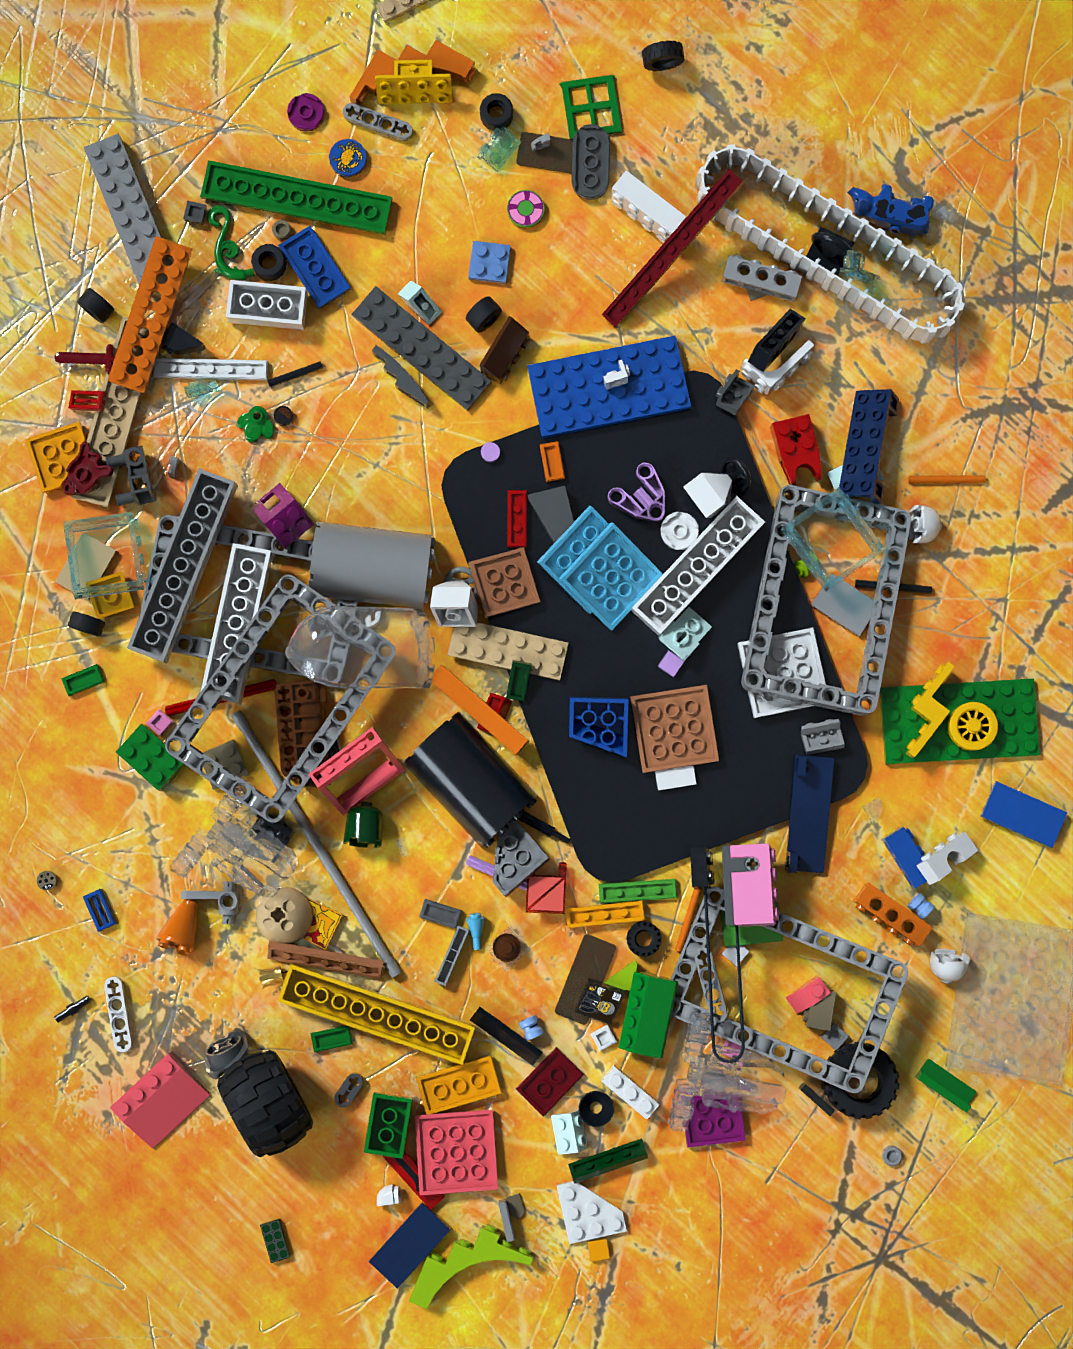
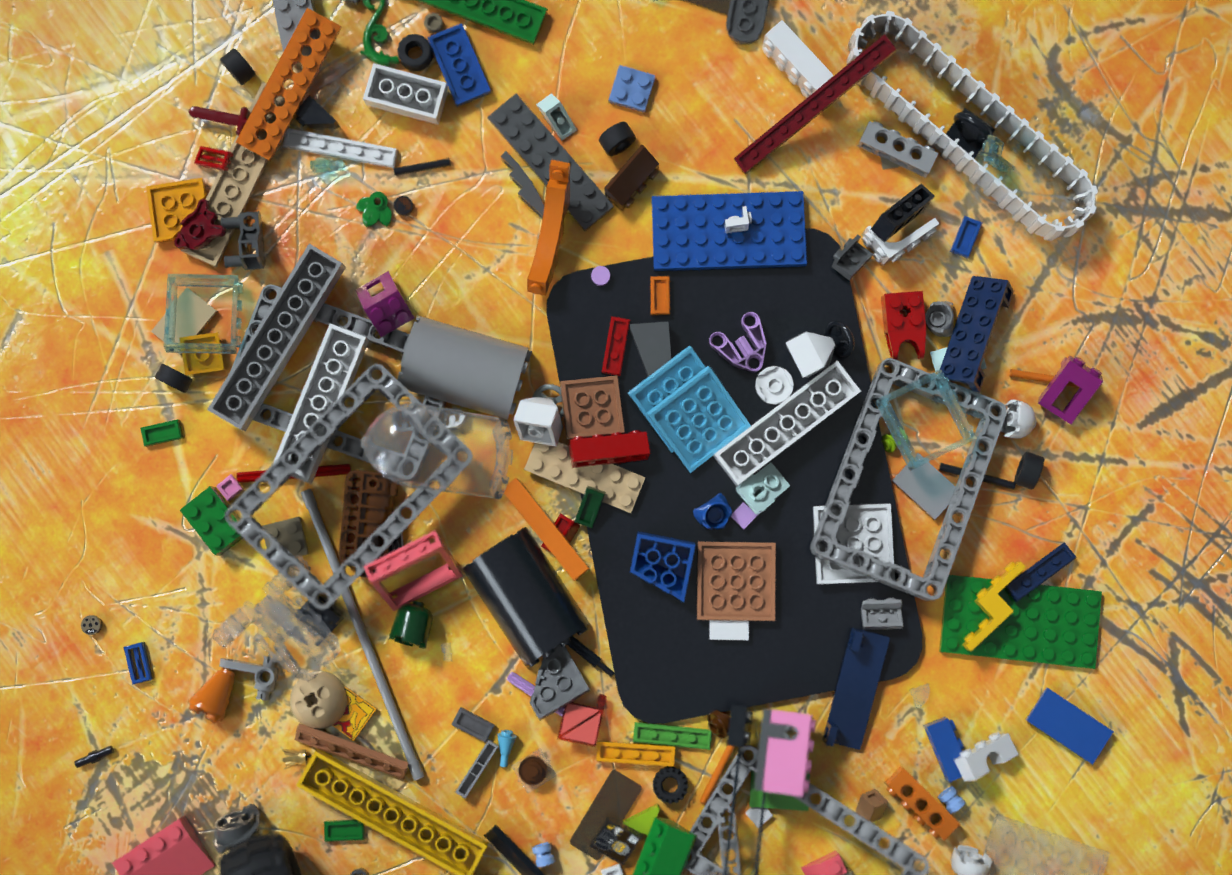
camera: 10 degrees right, 0 degrees up
(115, 1014) = (138, 769): white beam -> none
(175, 463) = (289, 235): light grey tile -> none
(434, 413) = (552, 228): none -> orange arch
(525, 208) = (676, 42): tile -> none
(528, 620) = (609, 449): none -> red brick
(641, 666) = (714, 513): none -> blue hair
(681, 870) = (718, 723): none -> reddish brown plate
(831, 438) = (940, 318): none -> light grey hair
(843, 353) = (966, 237): none -> blue tile
(844, 924) = (871, 805): none -> medium nougat panel
(893, 213) = (1038, 106): blue animal -> none
(943, 572) = (1029, 470): none -> black tyre
(970, 467) = (1078, 373): none -> magenta brick
(970, 669) = (1040, 572): none -> dark blue tile
(972, 726) = (1033, 629): yellow wheel -> none

